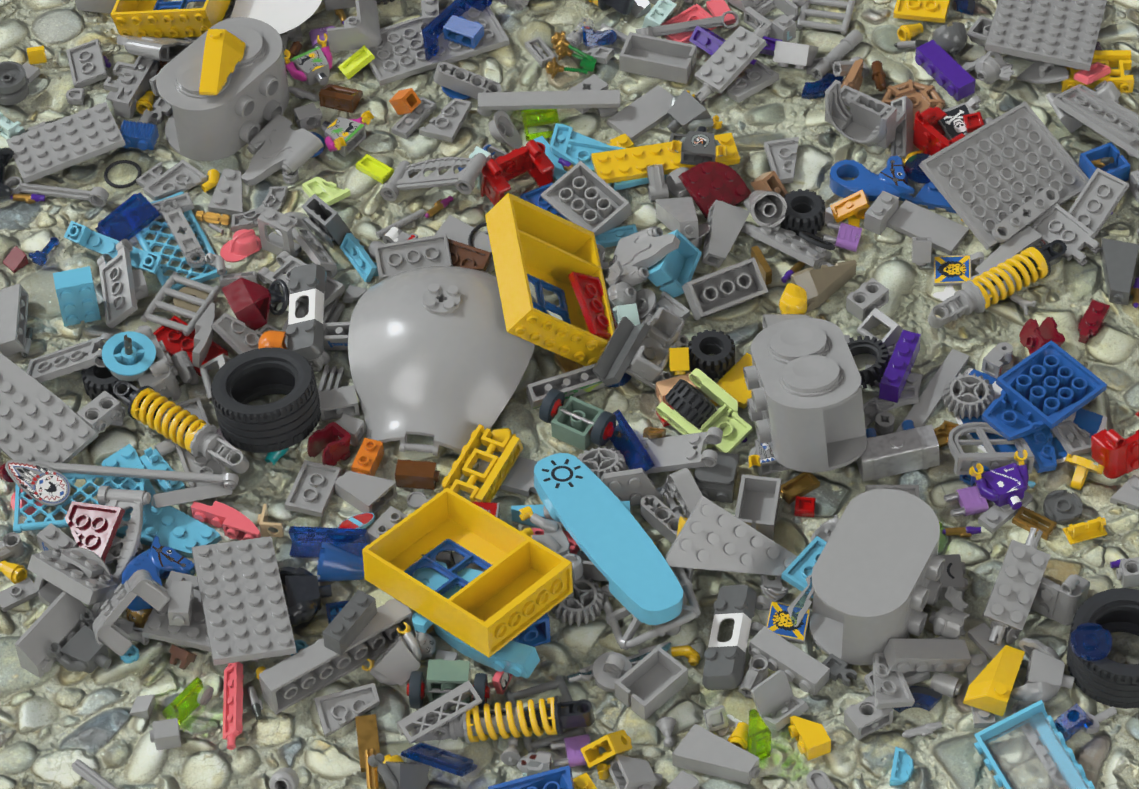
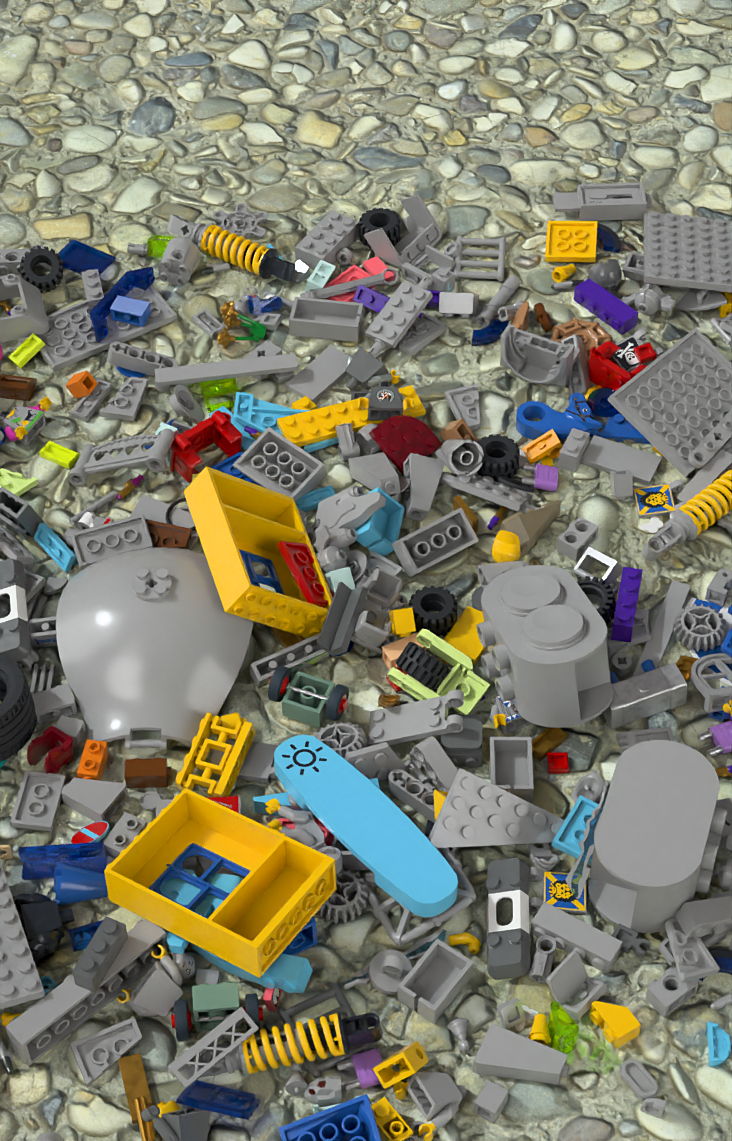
camera: 10 degrees left, 0 degrees up
(629, 445) = (363, 713): clear blue panel -> none

